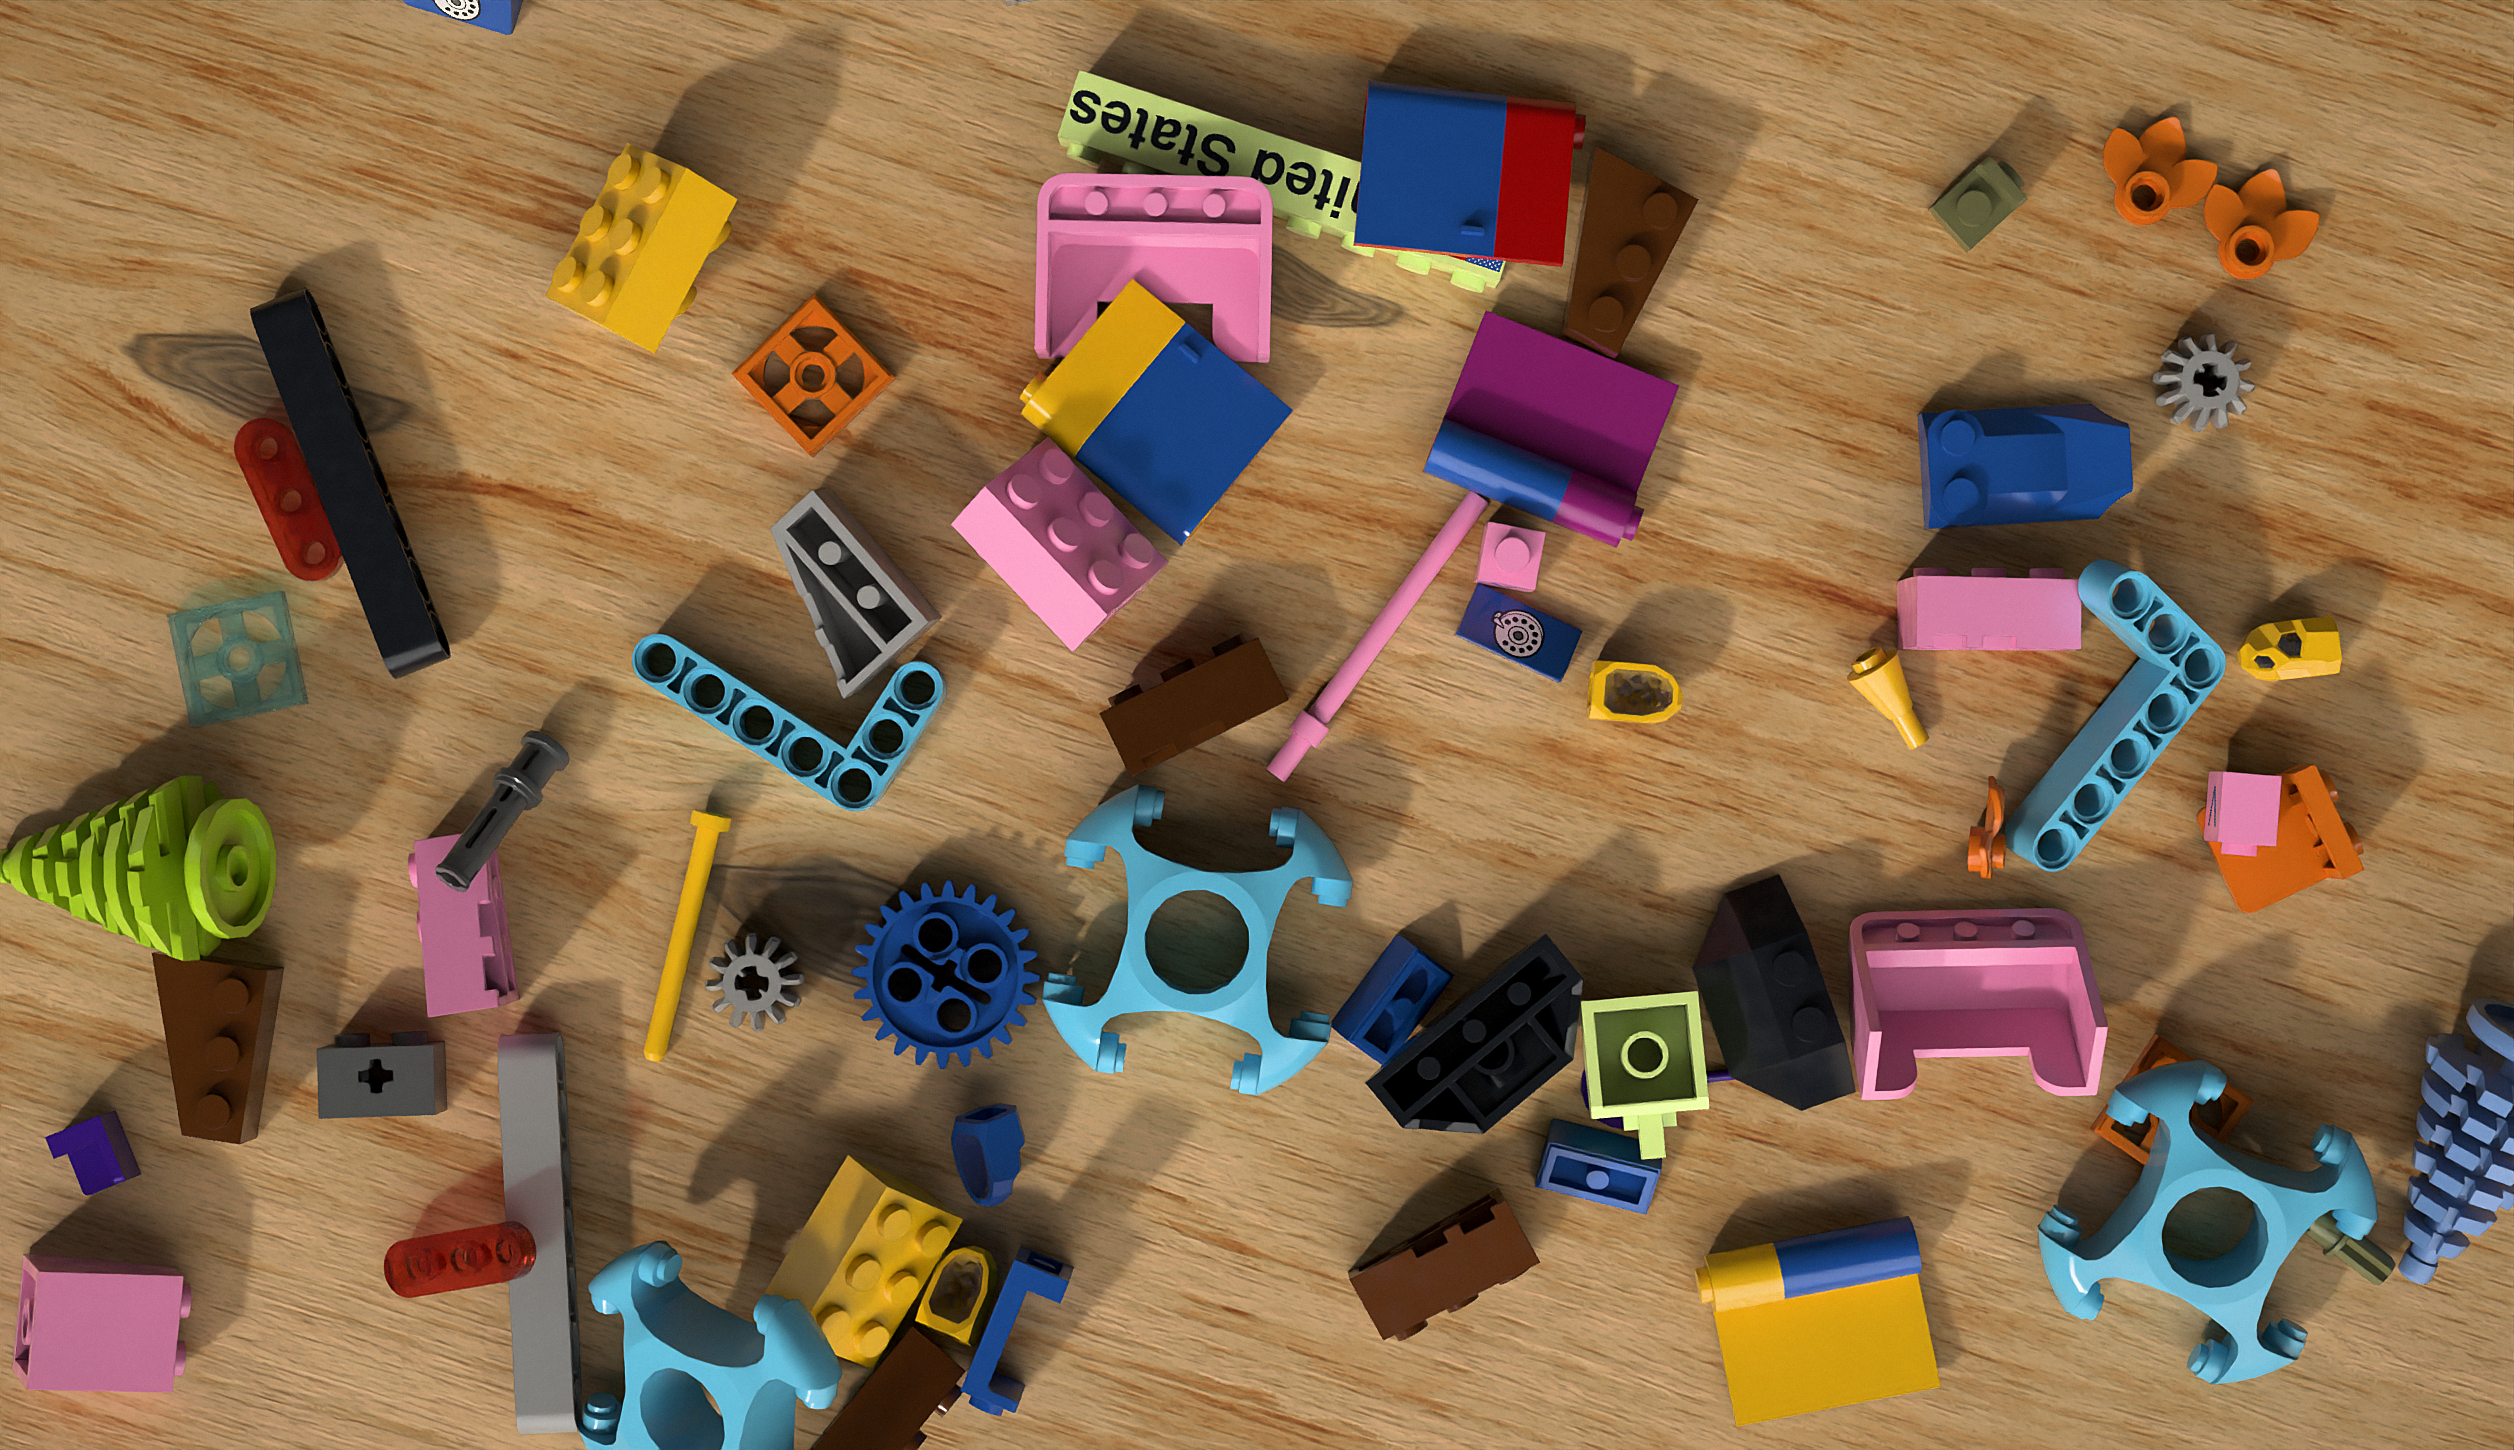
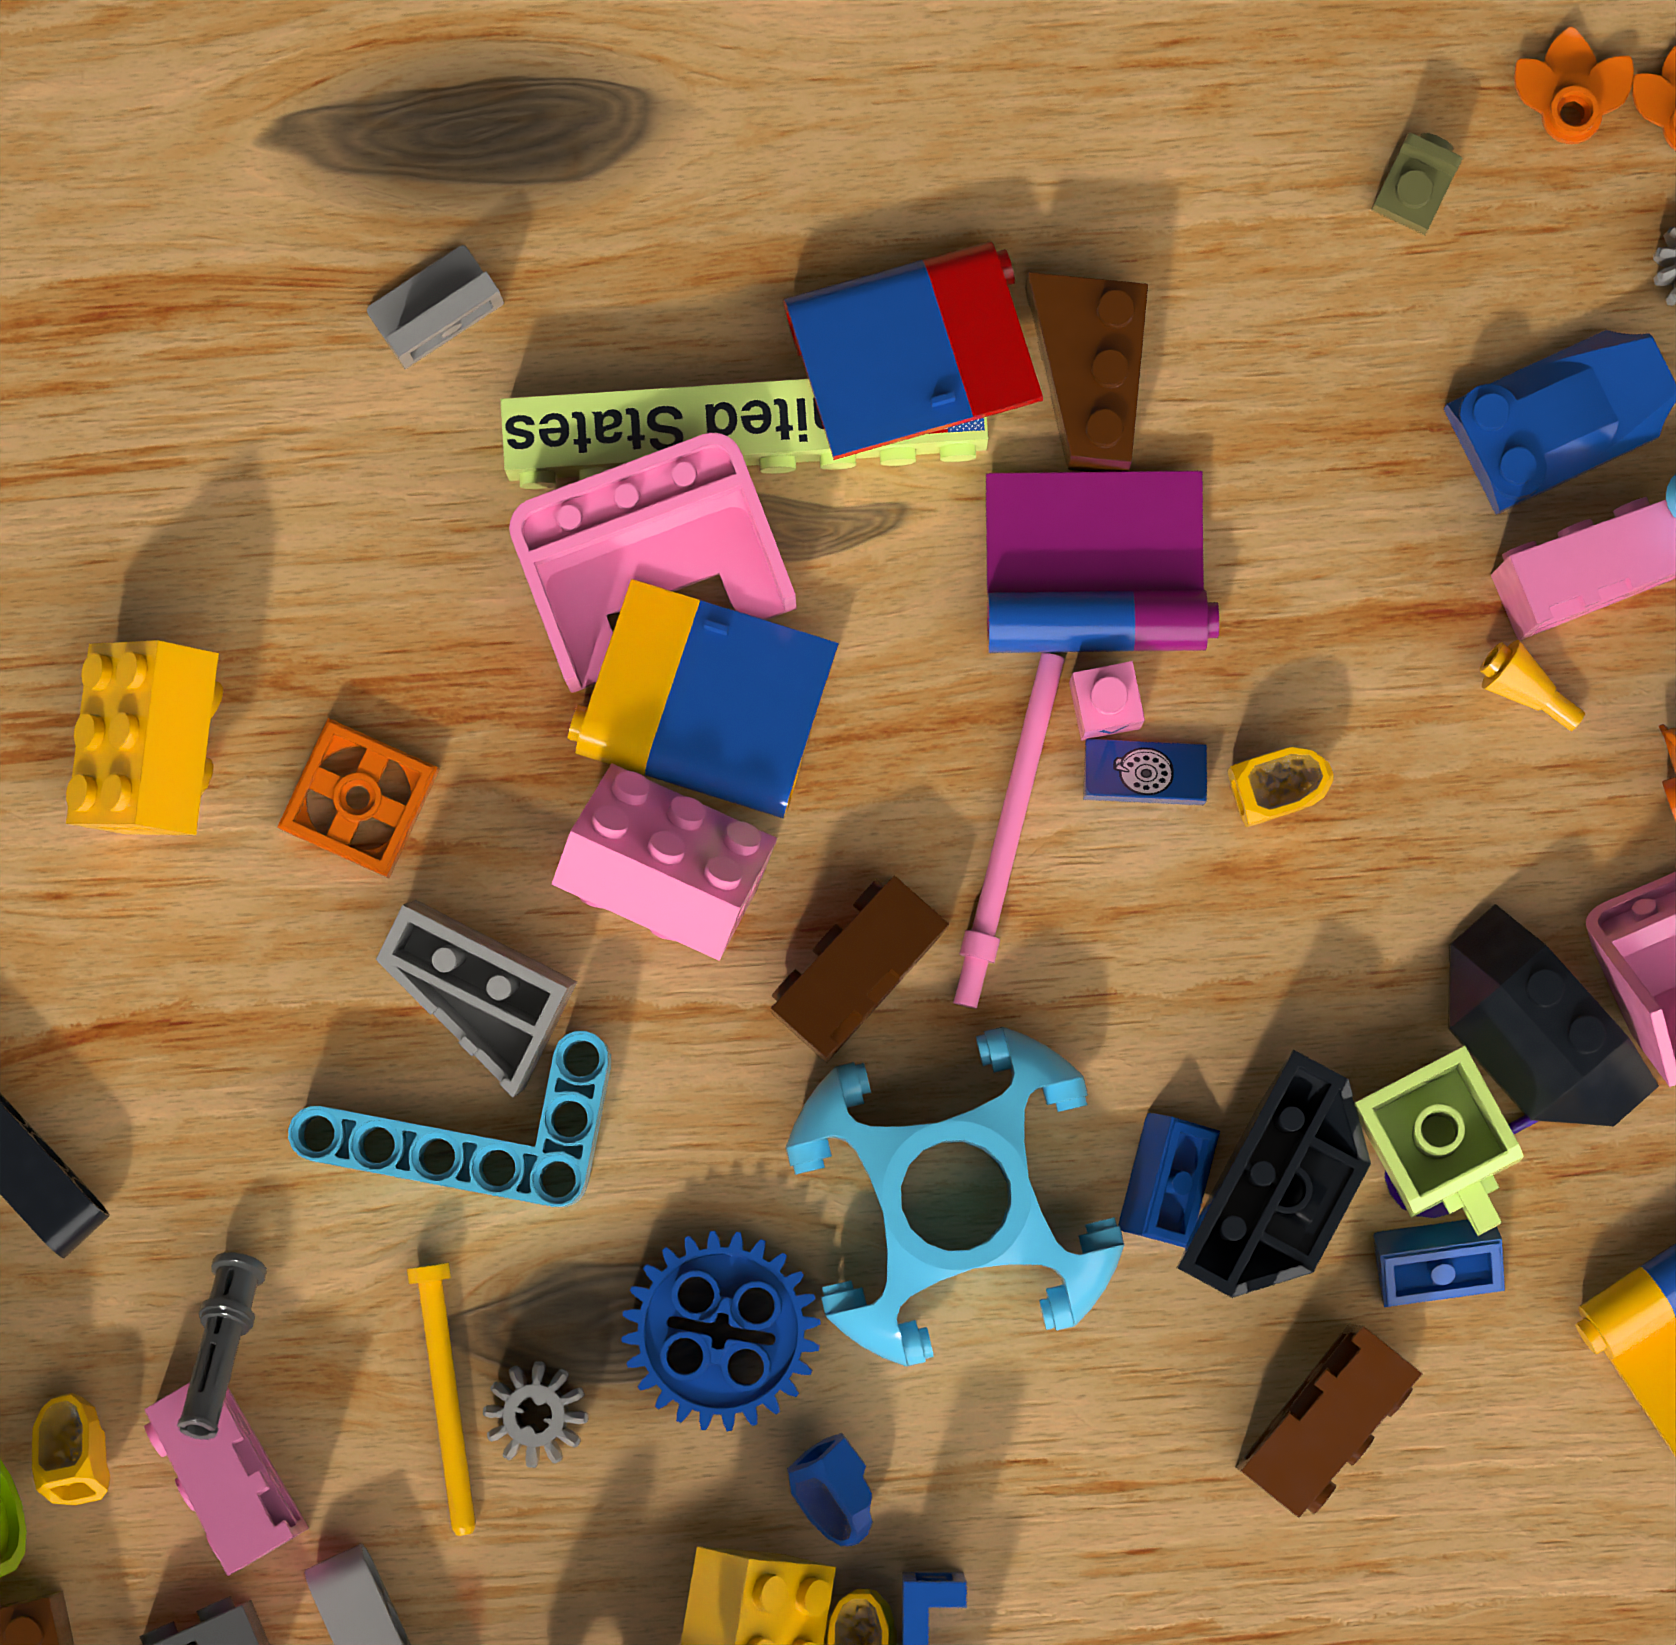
camera: 15 degrees left, 5 degrees down
(335, 850) = (69, 1452): none -> yellow rock

